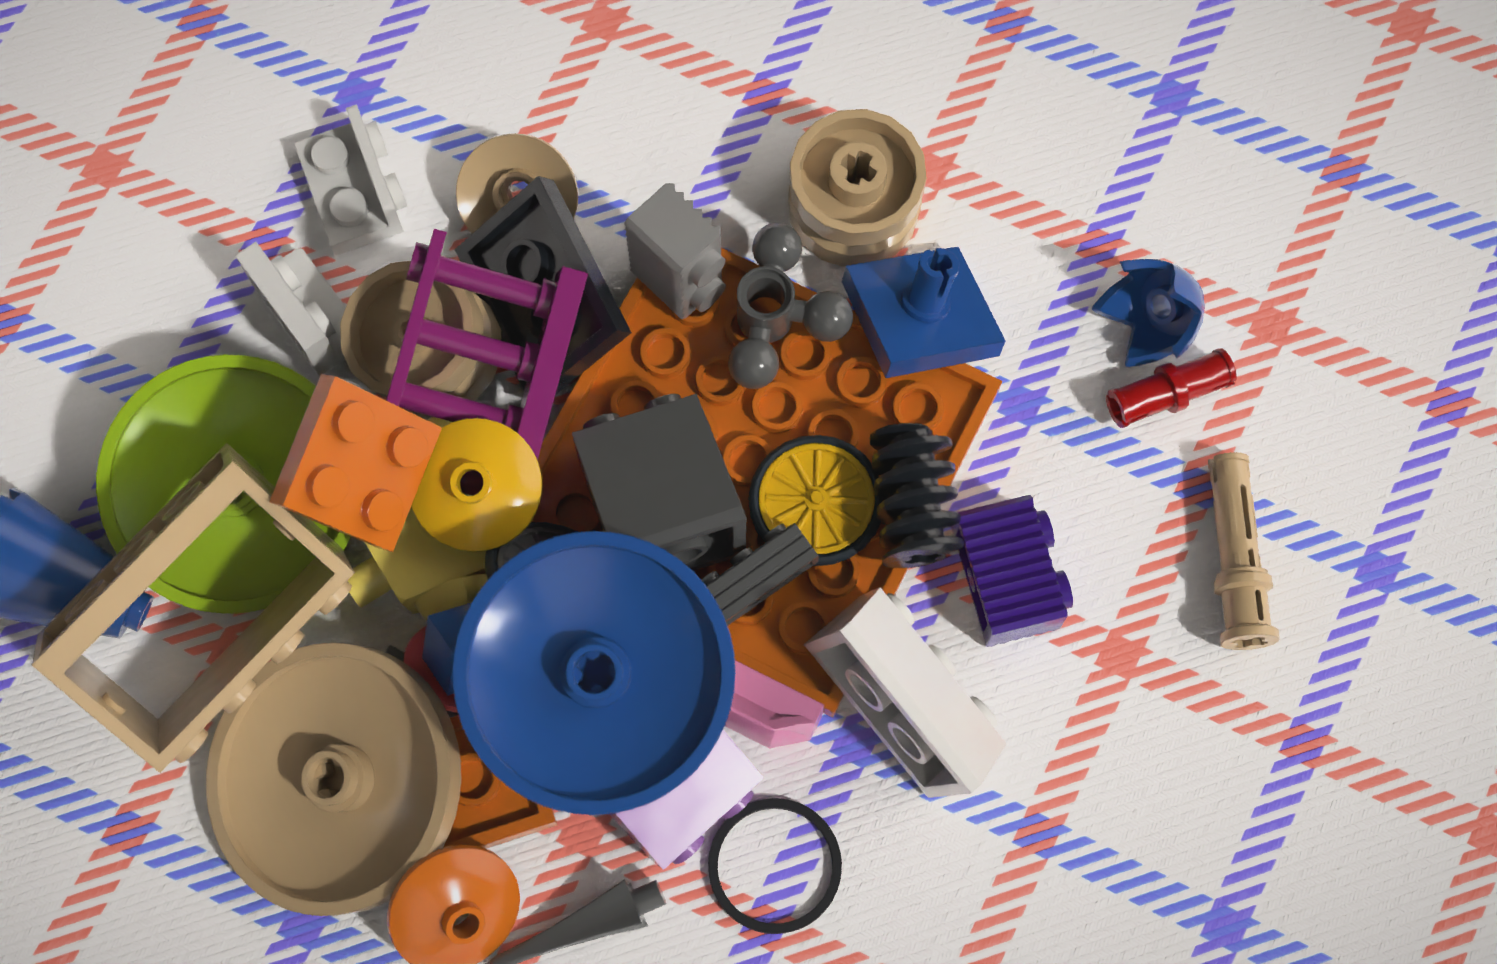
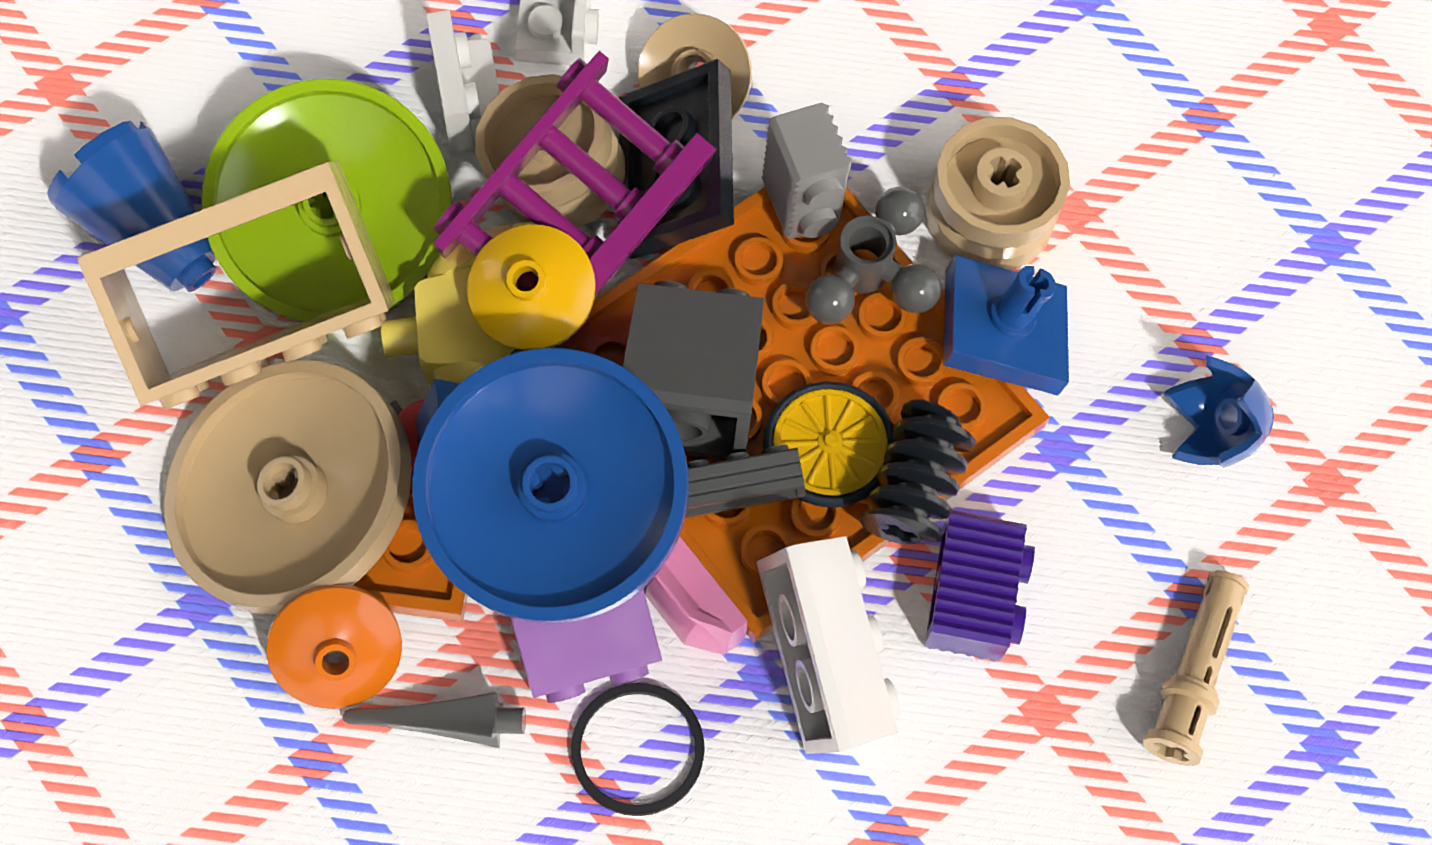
camera: 20 degrees right, 5 degrees down
(356, 463) = (434, 216): orange plate -> none
(1171, 387) = (1205, 493): red pin -> none

